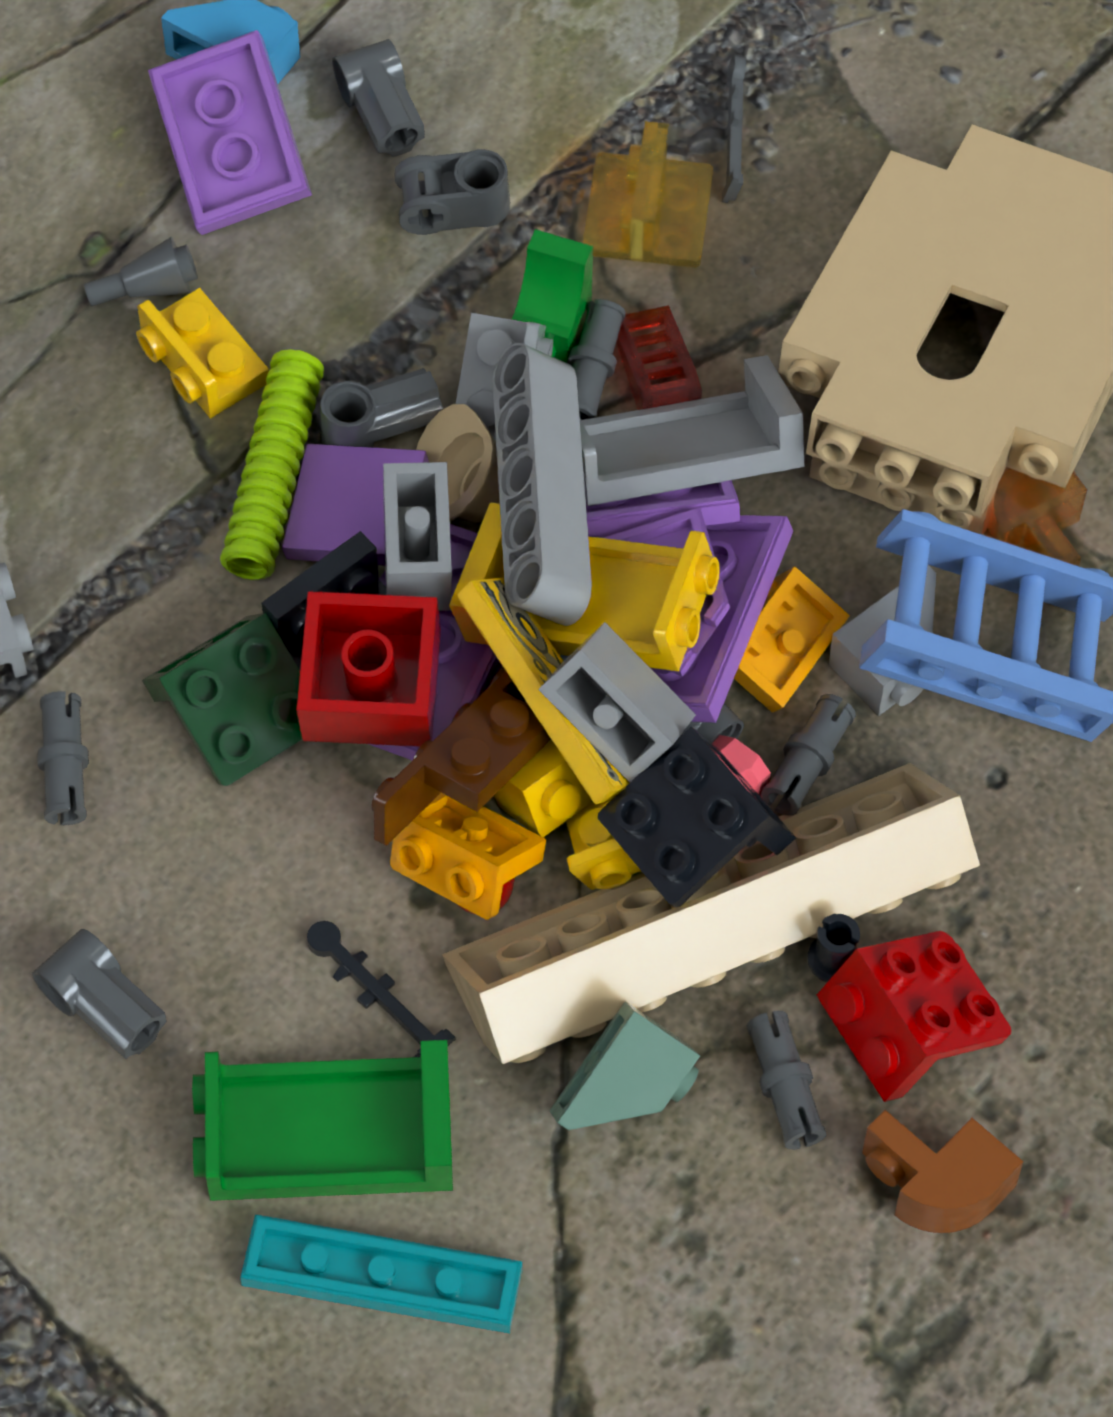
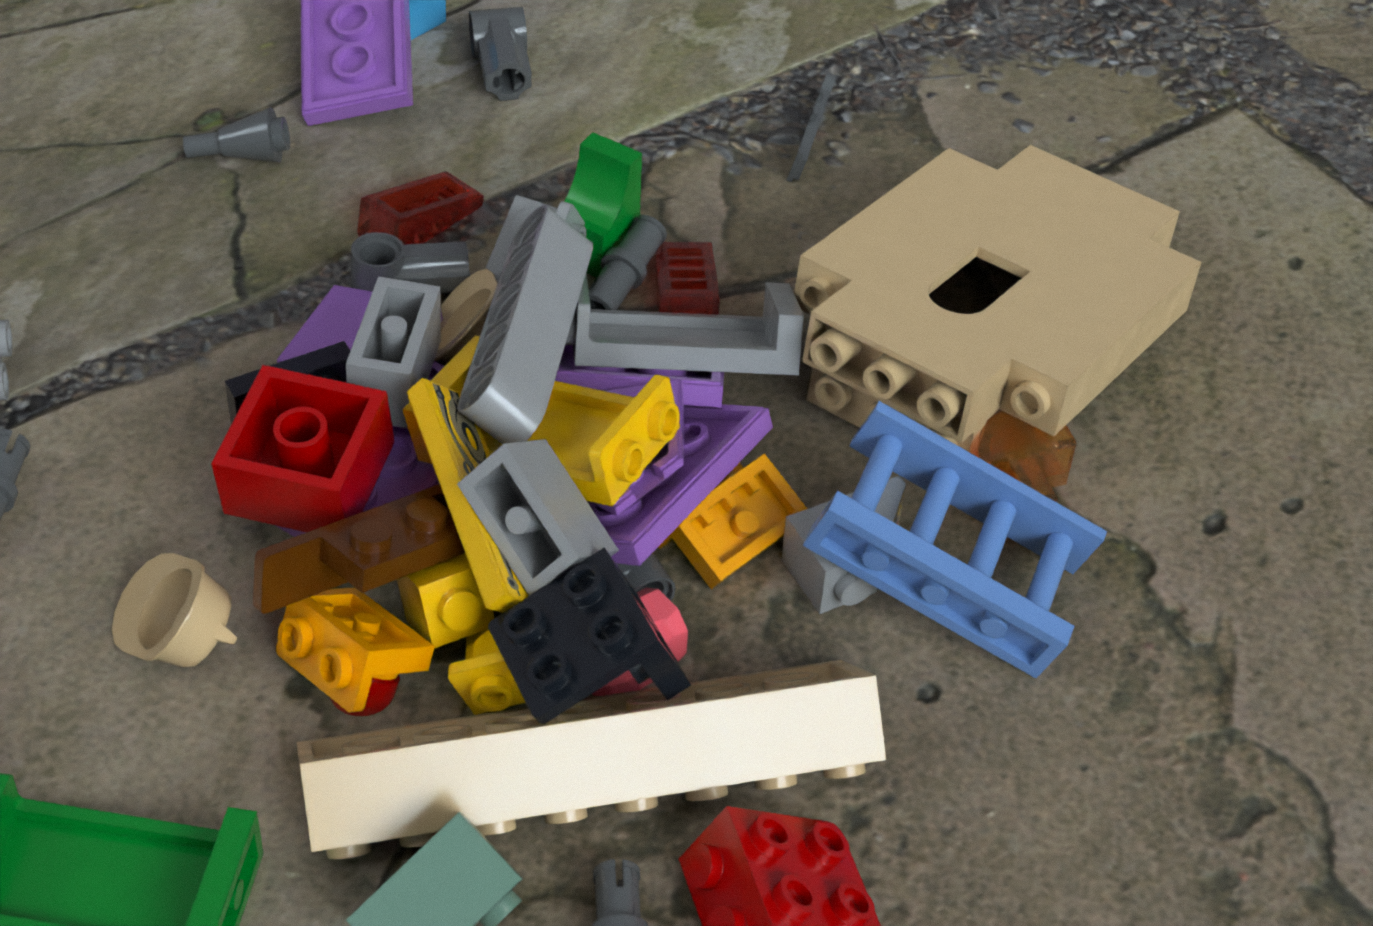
camera: 10 degrees right, 15 degrees down
(202, 352) = (267, 203): yellow bracket -> none
(235, 697) = (167, 471): dark green bracket -> none
(272, 465) = (292, 293): lime piece -> none
(287, 853) = (172, 612): none -> tan piece
(325, 941) = (183, 706): black piece -> none
(350, 360) = (415, 211): none -> clear red slope
(453, 191) = (545, 120): dark grey piece -> none
(648, 204) = (715, 162): clear yellow bracket -> none
(808, 754) = (734, 628): dark grey pin -> none
(833, 945) = (705, 801): black pin -> none

